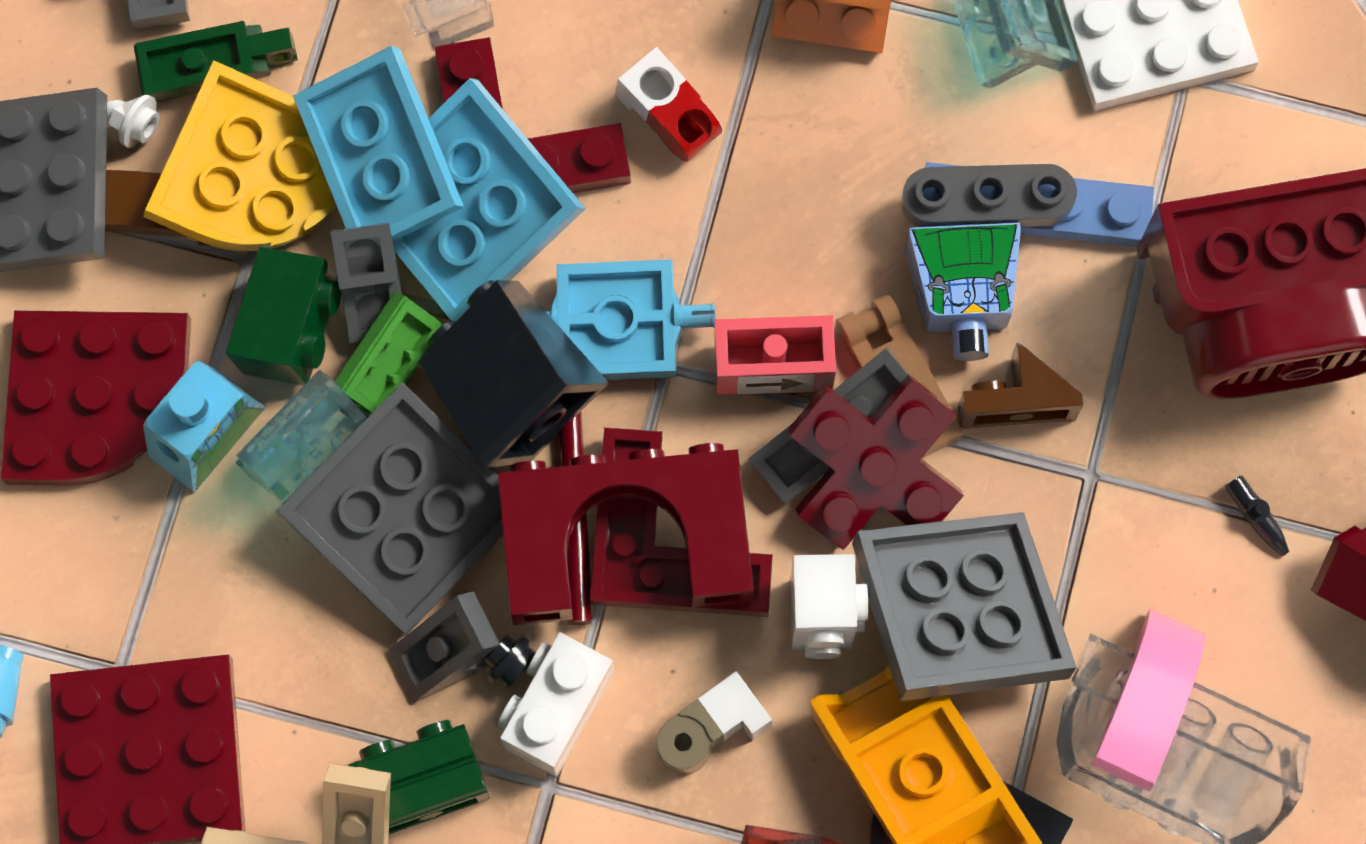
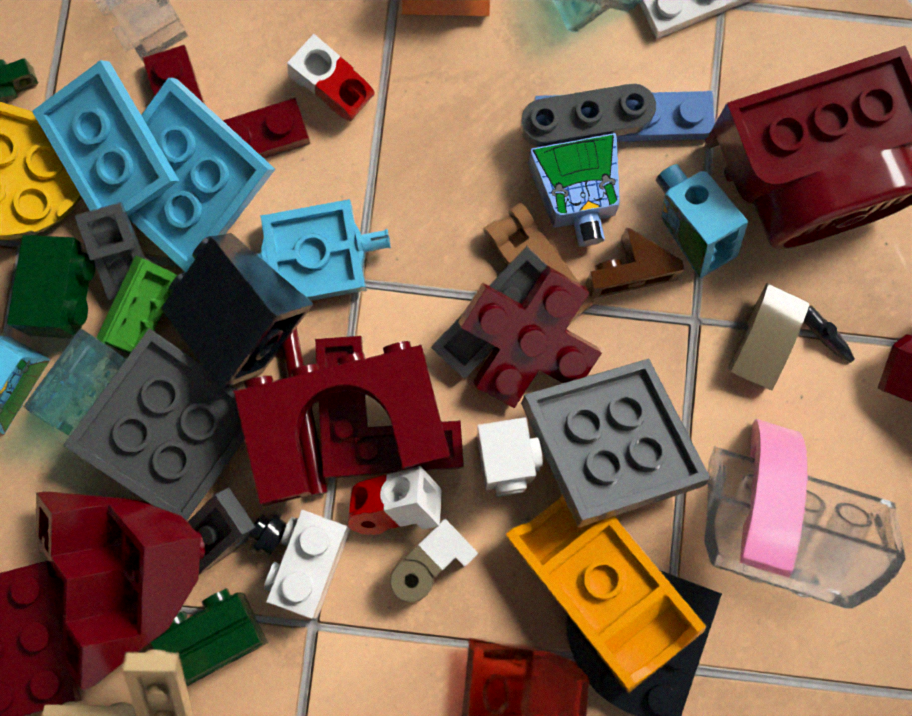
camera: 10 degrees left, 5 degrees up
(314, 679) = (116, 573): none -> dark red brick
(676, 642) = (395, 502): none -> white leg
(774, 354) = (440, 263): coral brick -> none
(1114, 347) = (701, 219): none -> medium azure torso
(1181, 506) = (770, 336): none -> dark tan slope

